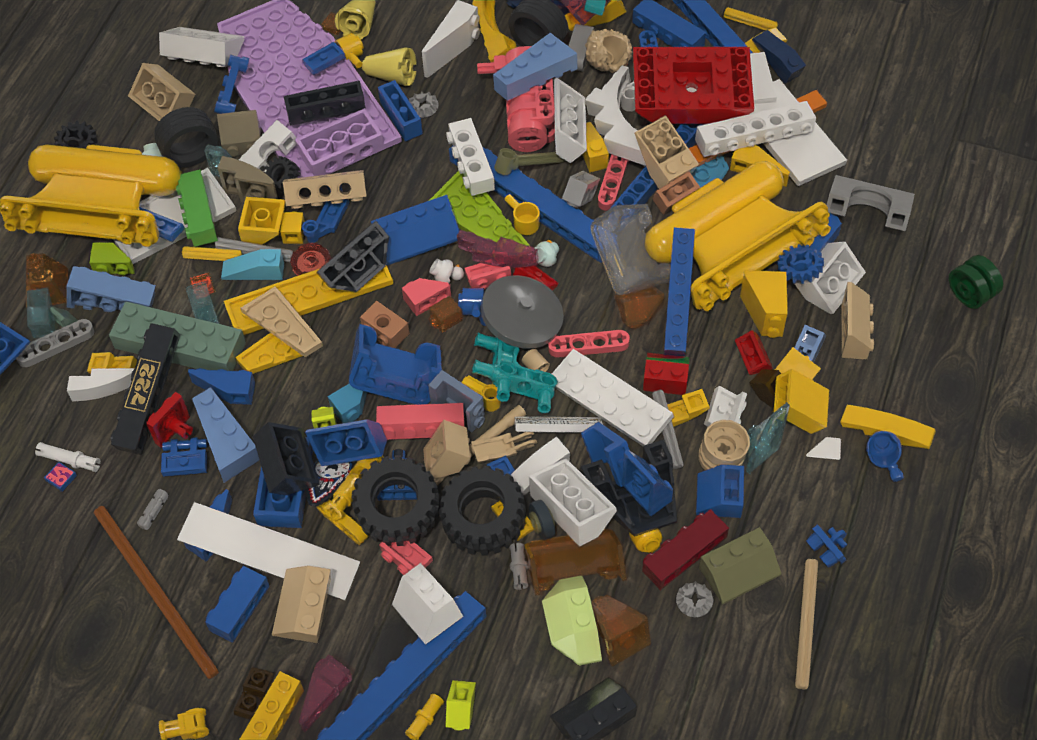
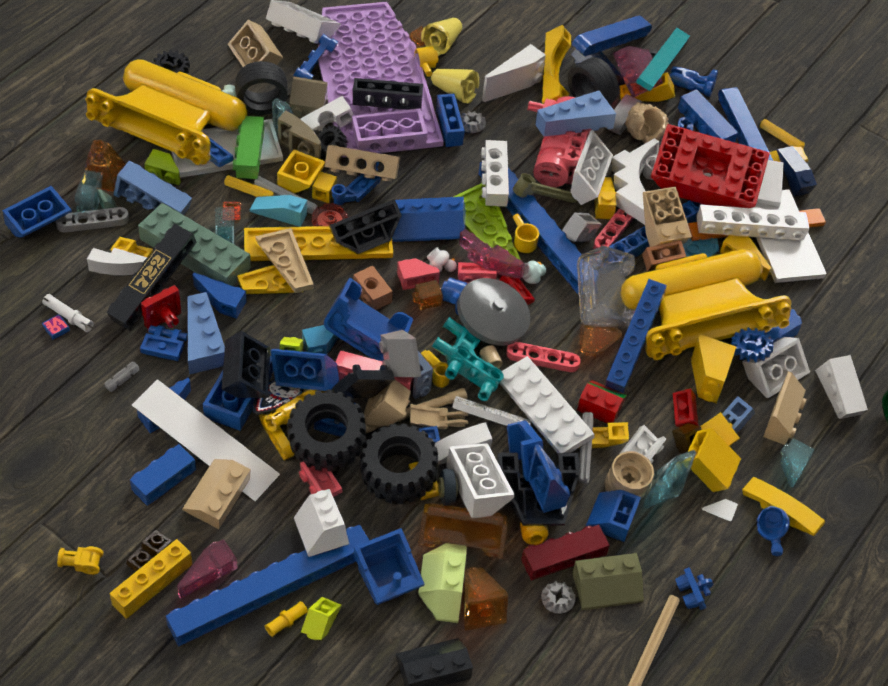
camera: 10 degrees right, 5 degrees down
(156, 593) = (99, 445): dark orange axle -> none
(323, 58) = (400, 59): blue plate -> none
(417, 436) = (364, 382): none -> black piece
(444, 393) = (400, 354): none -> light grey slope
(512, 628) = (388, 566): none -> blue piece
(518, 566) = (414, 520): light grey pin -> none
(883, 373) = (795, 459): none -> clear light blue slope
(893, 202) = (816, 299): light grey arch -> none
(904, 279) = (842, 386): none -> white wedge

